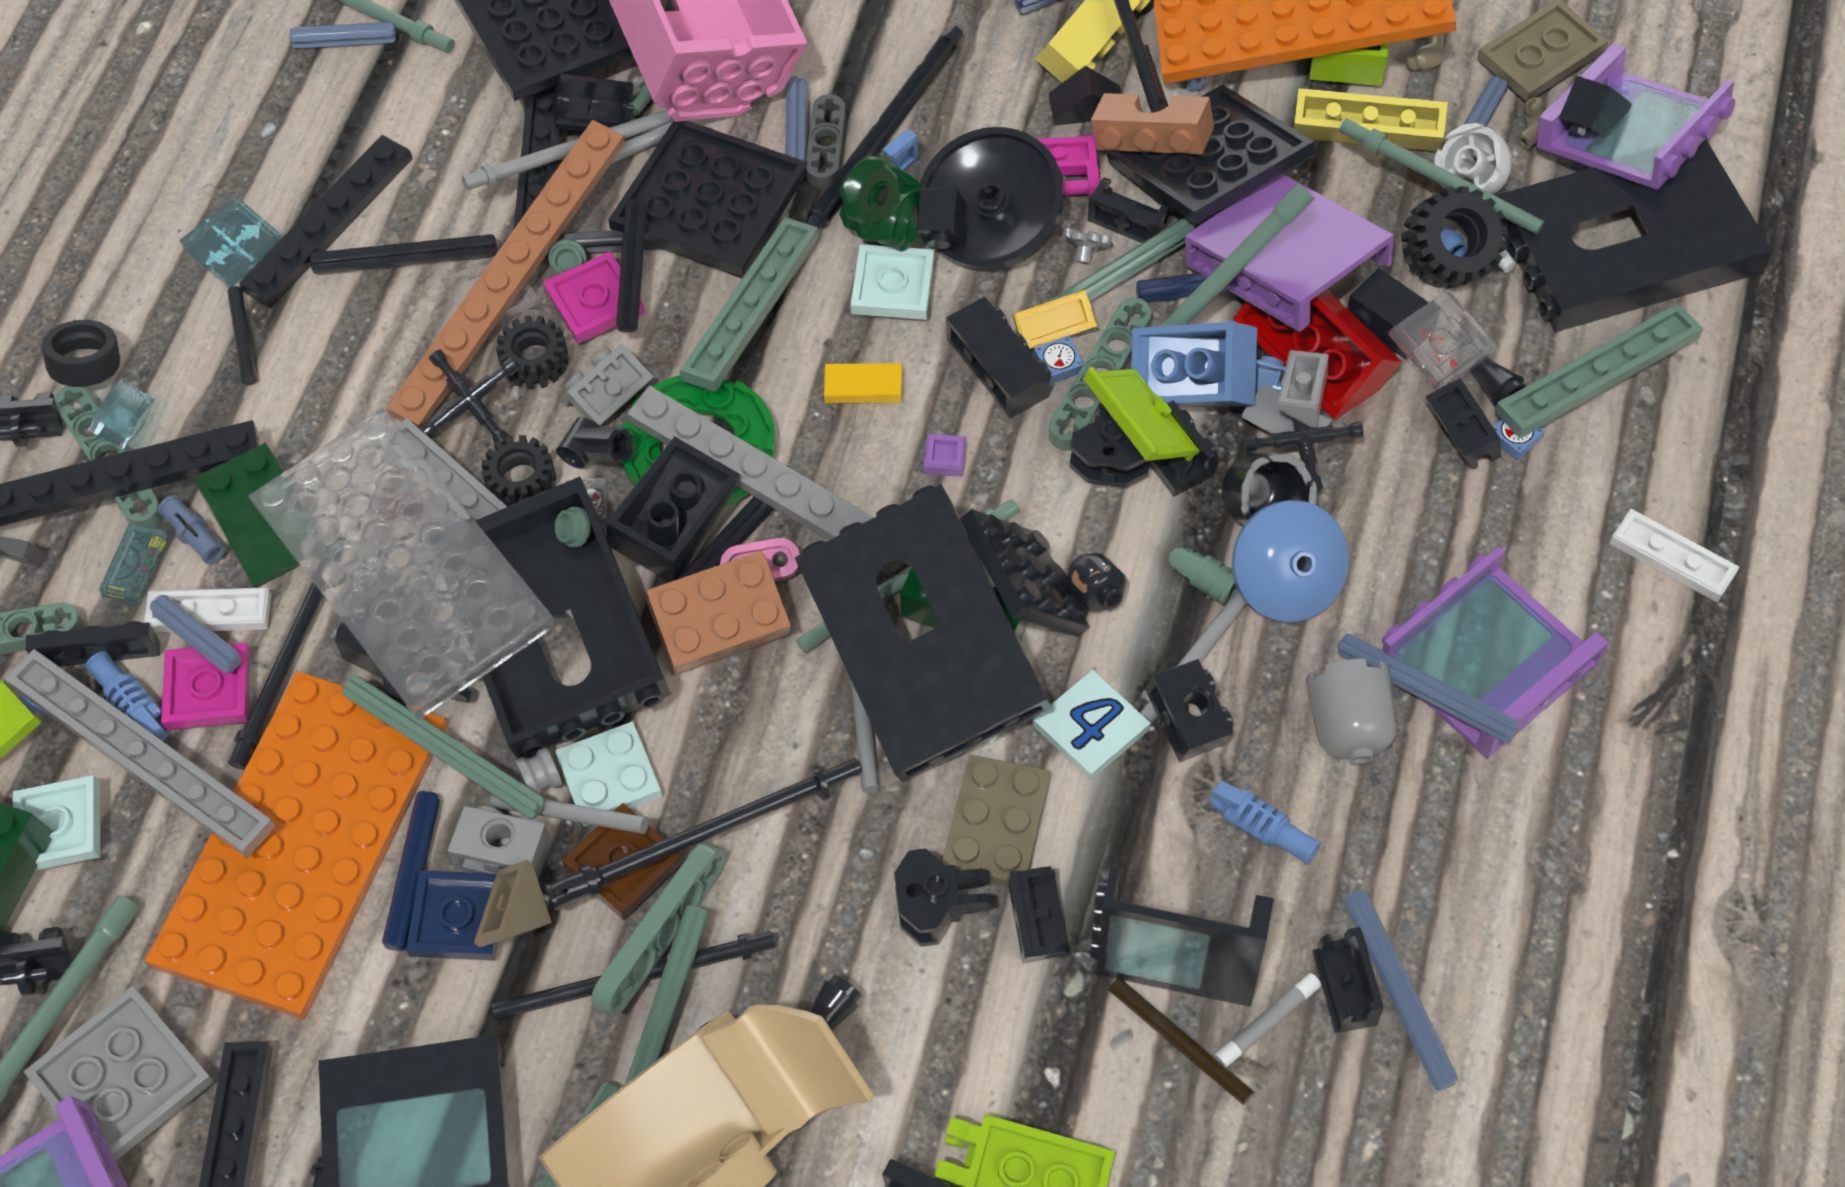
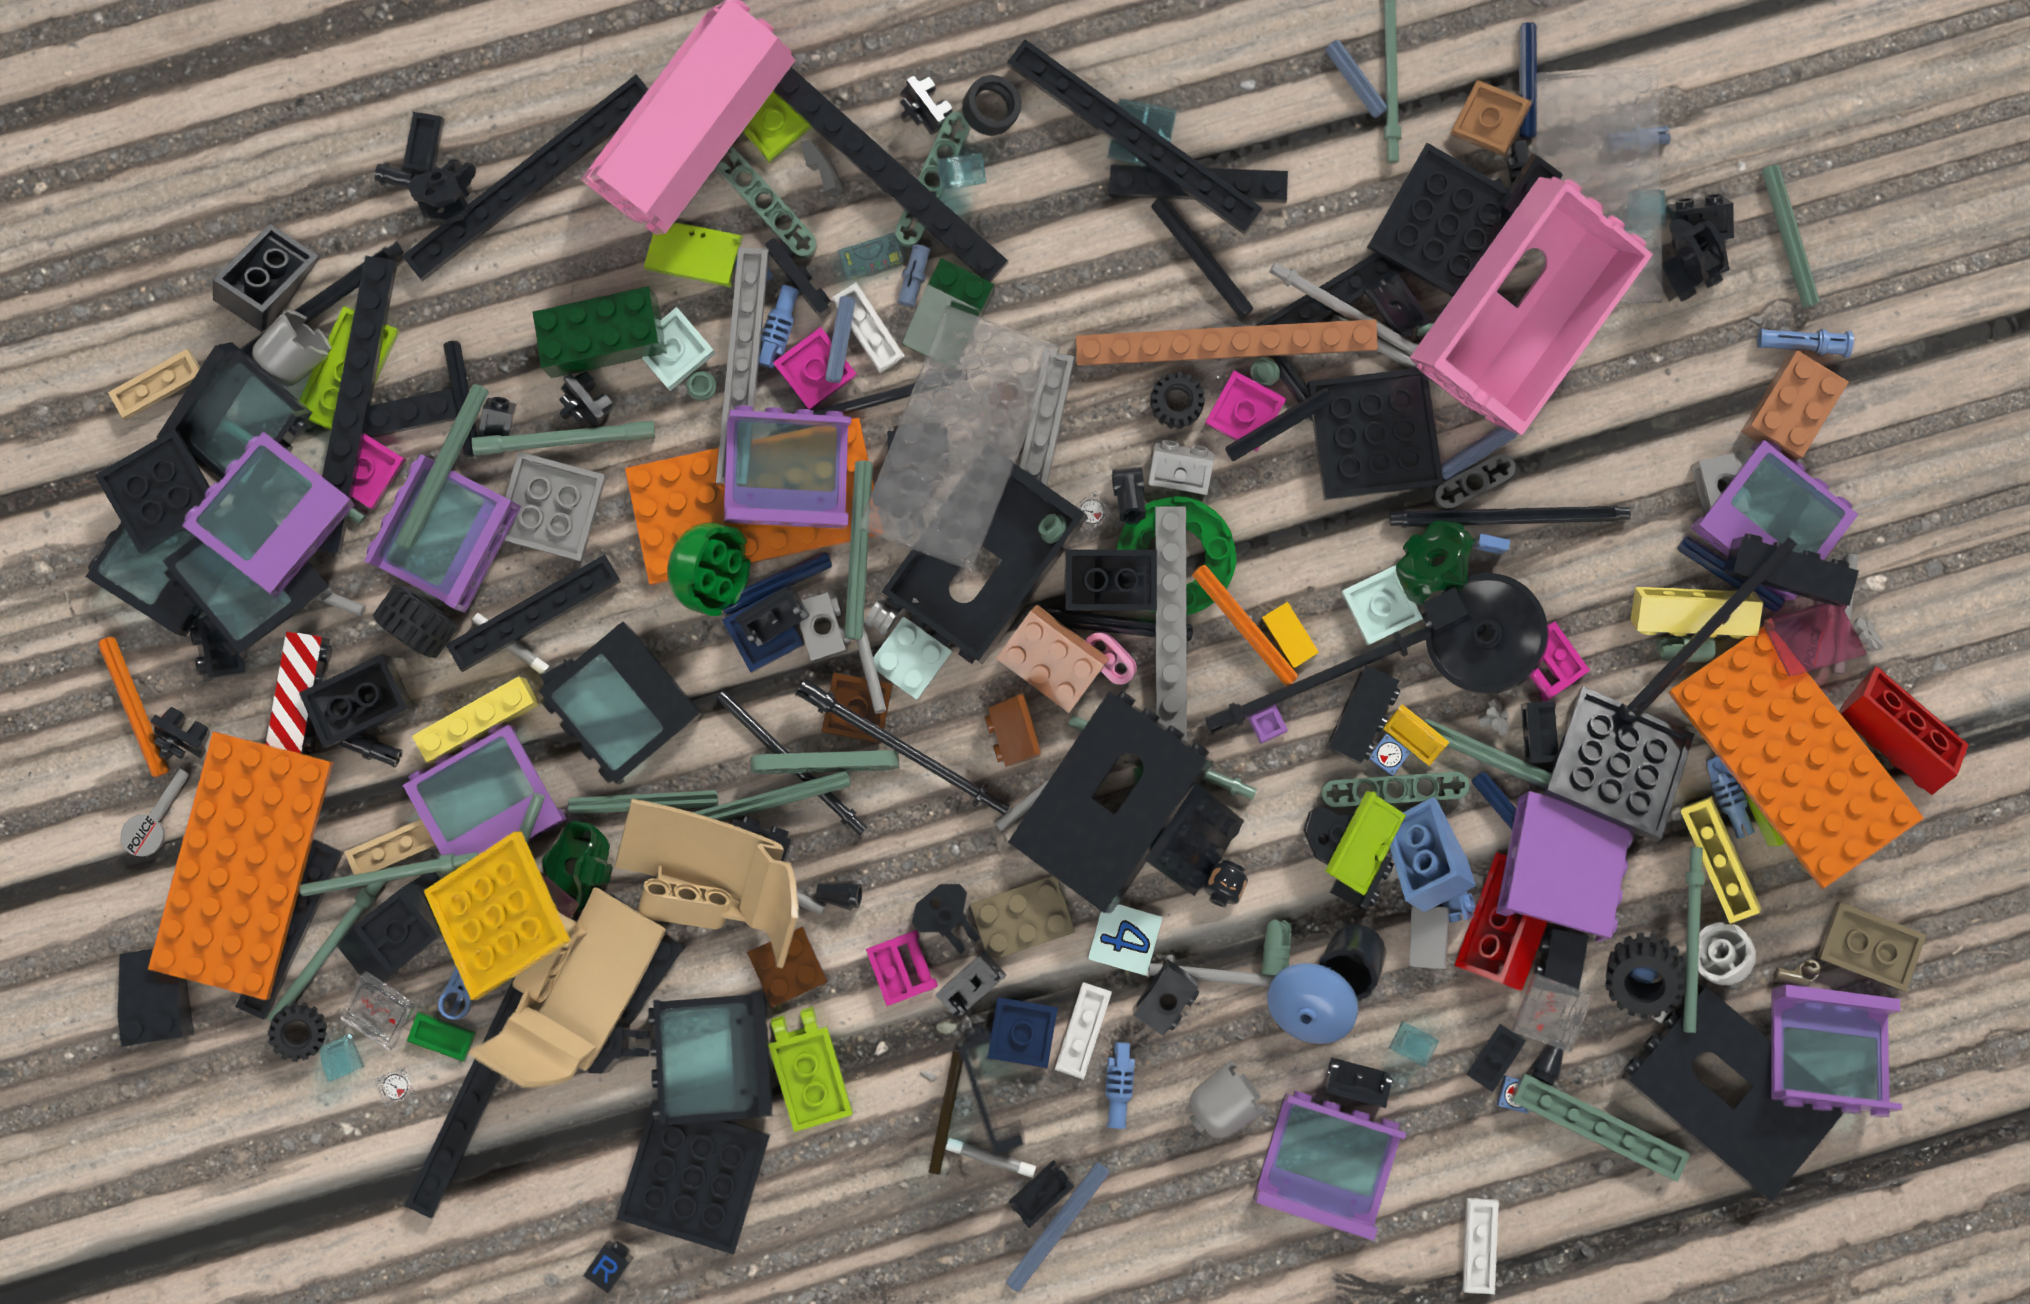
camera: 55 degrees right, 25 degrees up
(123, 820) = (701, 385): none -> sand green plate
(226, 239) = (1135, 137): none -> black plate
(242, 335) = (1075, 195): black bar -> none
(285, 765) = (786, 468): none -> clear light blue panel
(317, 917) = (694, 563): none -> green cylinder
(444, 877) = (772, 616): none -> black hinge
(469, 397) = (1114, 386): black piece -> none
(513, 905) = (781, 668): dark tan slope -> none
(517, 454) = (1081, 438): black tyre -> none
(749, 304) = (1301, 523): sand green plate -> none
(771, 686) = (1013, 731): none -> dark orange slope
(820, 411) = (1245, 625): none -> orange axle
(881, 1129) = (800, 970): none -> reddish brown plate
(945, 282) = (1237, 713): none -> black bar
(967, 1001) = (892, 973): none -> dark pink plate
(1079, 96) = (1623, 643): black slope -> none
(1121, 59) = (1671, 645): none -> sand green hinge
(1142, 880) = (1022, 1032): none -> dark blue plate
(1174, 830) = (1083, 1030): none -> white tile
(1178, 128) = (1621, 735): nougat arch -> none
(1283, 214) = (1564, 862): sand green piece -> none
(1285, 83) = (1729, 796): none -> medium blue hinge
(1304, 386) = (1453, 939): light grey slope -> none
(1304, 438) = (1417, 959): black piece -> none
(1400, 496) = (1413, 1044): none -> clear light blue brick
(1412, 575) = (1358, 1082): none -> black hinge
(1432, 689) = (1272, 1140): sand blue axle -> none
(1487, 101) = (1784, 931): sand blue axle -> none
(1593, 108) = (1822, 1018): black slope -> none

